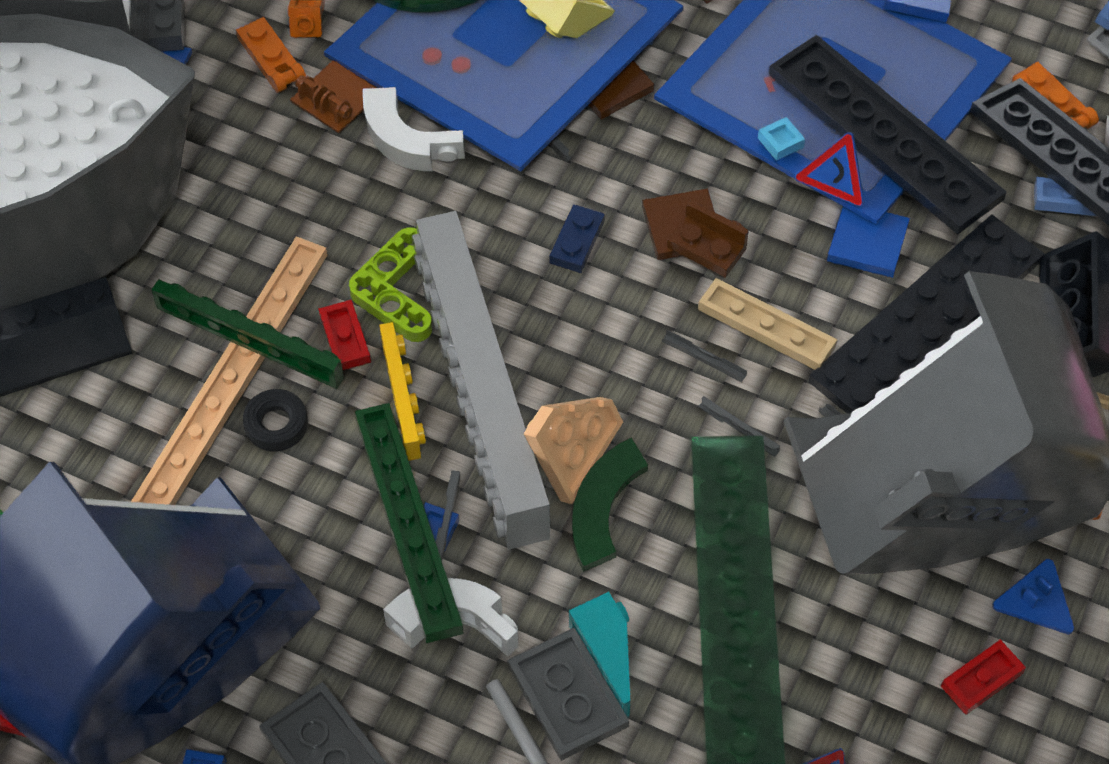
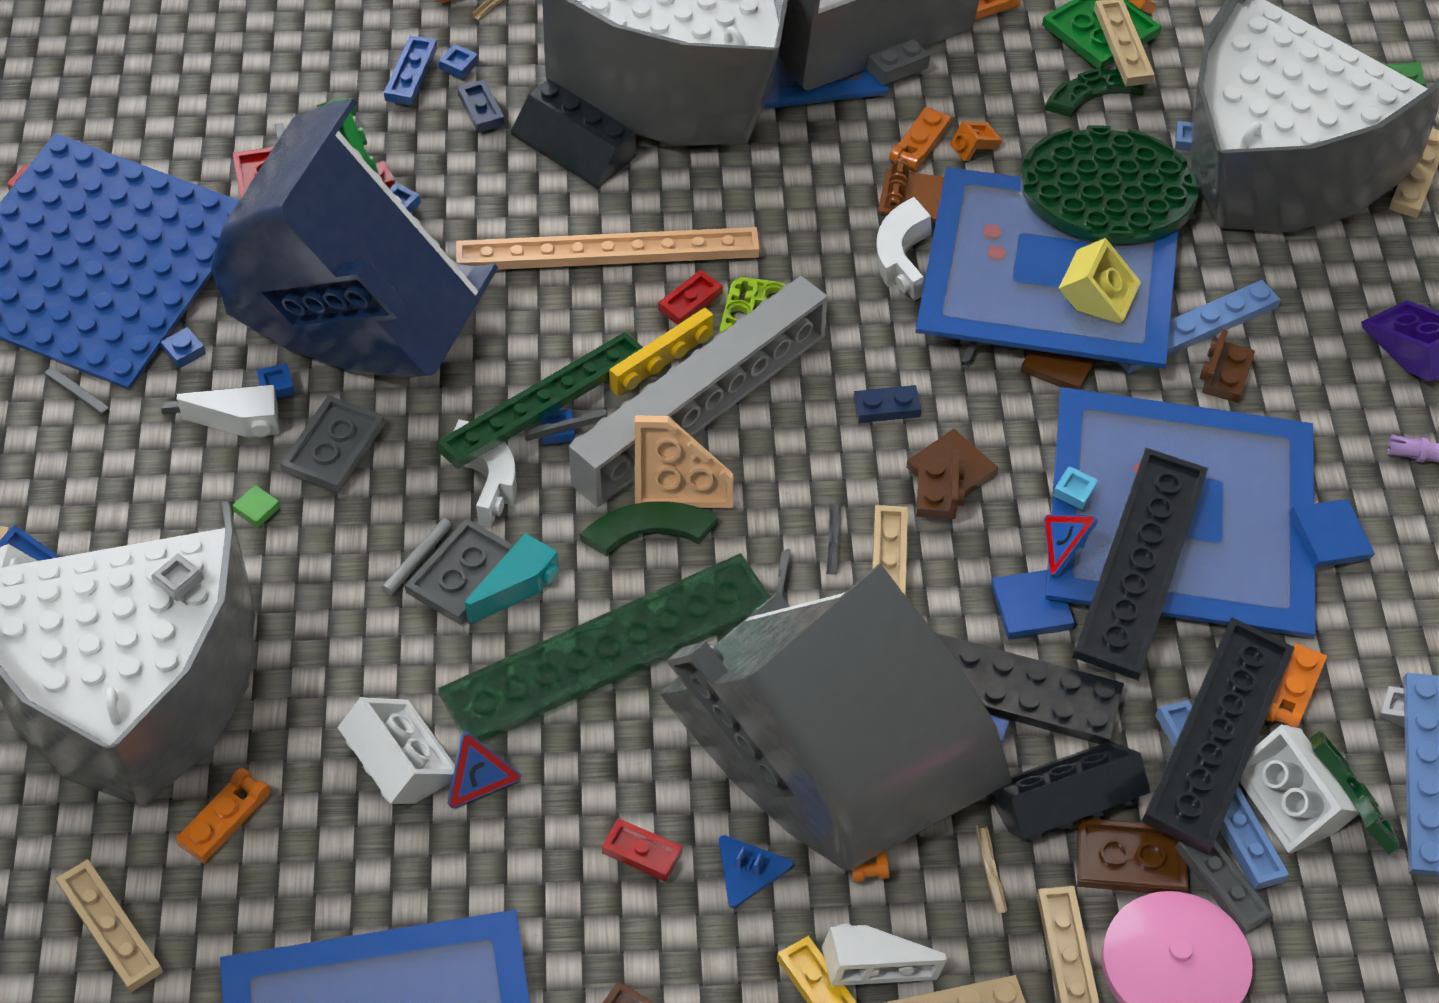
camera: 60 degrees right, 5 degrees down
(256, 337) = (644, 243): dark green plate -> none
(275, 400) = (590, 307): black tyre -> none

